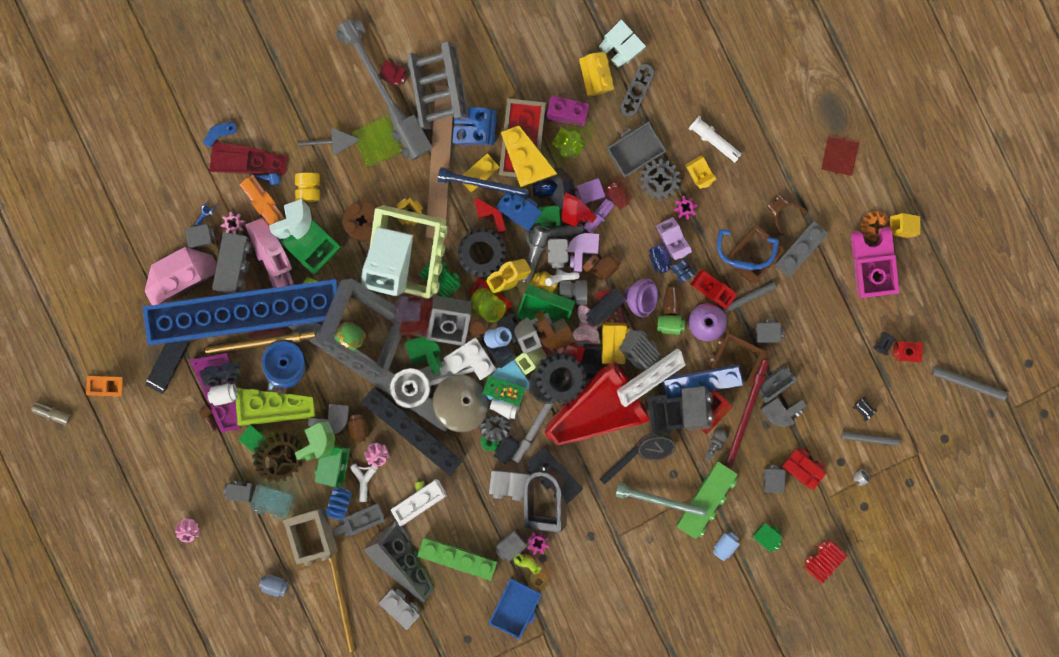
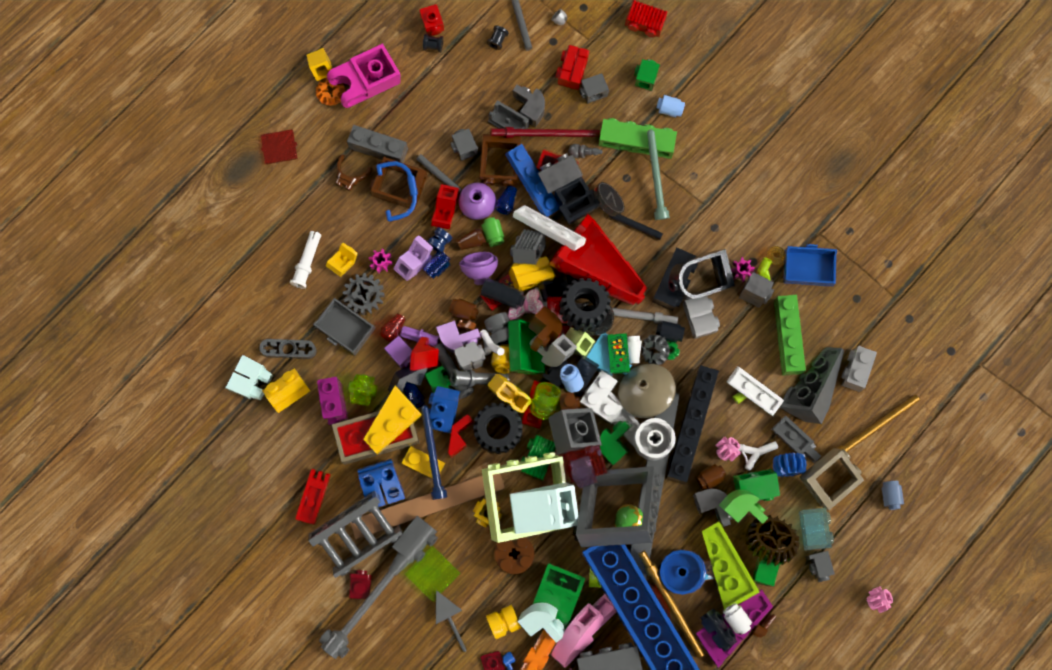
camera: 110 degrees left, 10 degrees down
(488, 61) = (312, 497): none -> red hinge
(696, 350) = (506, 201): none -> clear blue cone

